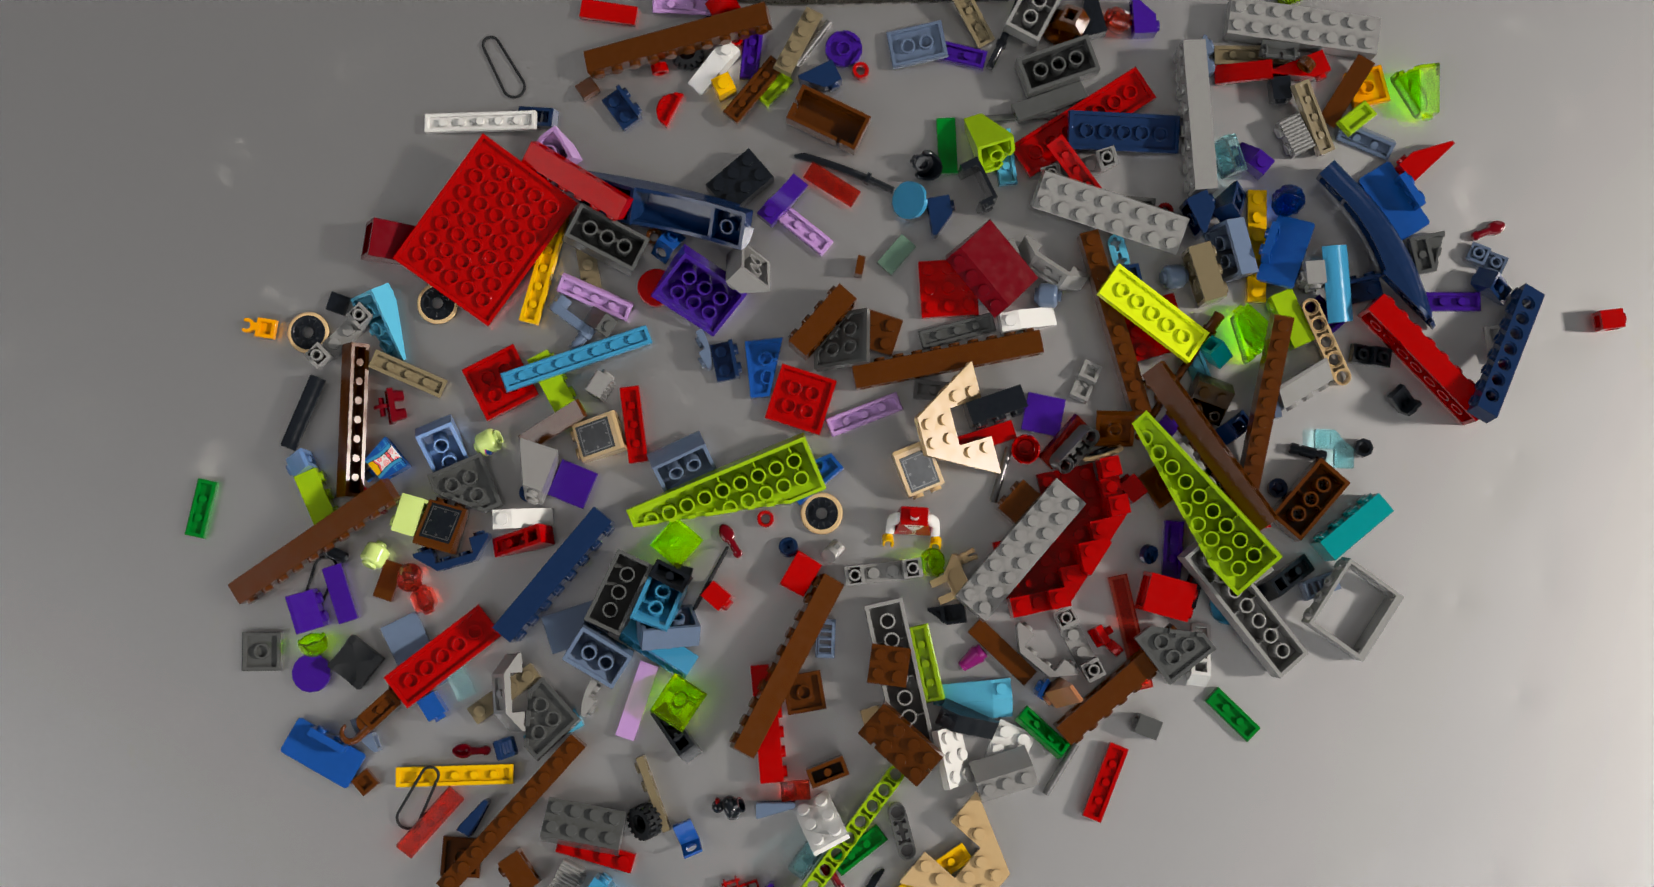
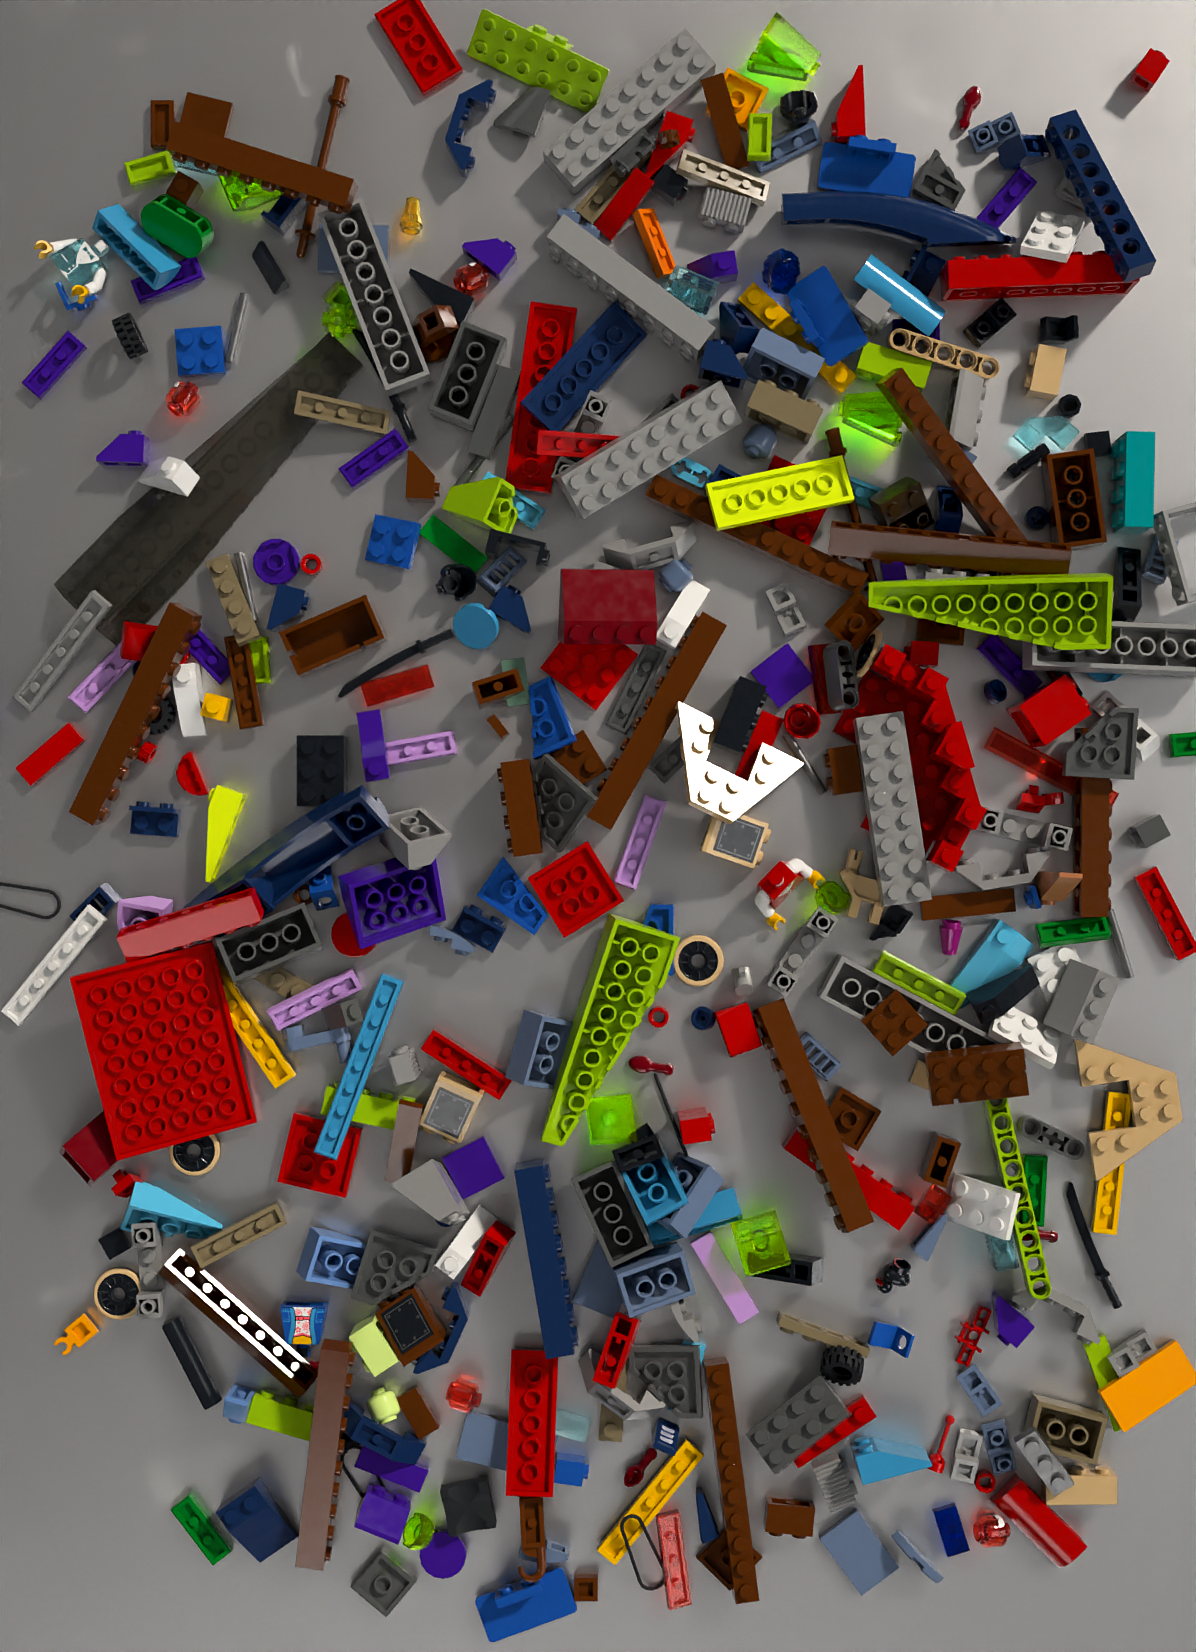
camera: 45 degrees left, 5 degrees up
(236, 538) = (257, 1520): none -> dark blue slope
(354, 571) = (381, 1439): none -> dark blue slope
(380, 277) = (125, 1183): none -> red tile
(391, 397) = (265, 1279): dark red hips -> none
(409, 577) = (432, 1392): clear red head -> none
(488, 442) = (367, 1213): yellowish green head -> none
(535, 668) = (616, 1349): none -> red slope
(587, 89) = (107, 836): reddish brown slope -> none
(659, 147) = (222, 819): none -> neon yellow slope
(883, 245) = (497, 688): none -> reddish brown slope
(892, 293) = (549, 719): none -> blue wing
(917, 44) = (332, 489): sand blue tile -> none
(917, 108) = (393, 542): none -> blue plate
(956, 194) = (490, 587): none -> sand blue slope
(968, 93) = (420, 481): none -> reddish brown slope
(1215, 352) = (864, 464): teal brick -> none
(1237, 109) = (654, 242): none -> orange plate
(1357, 486) = (1099, 441): none -> black tile
(1370, 415) = (1045, 372): none -> tan brick
(1395, 126) = (798, 106): none -> black hair
(1456, 346) = (1052, 236): none -> white plate

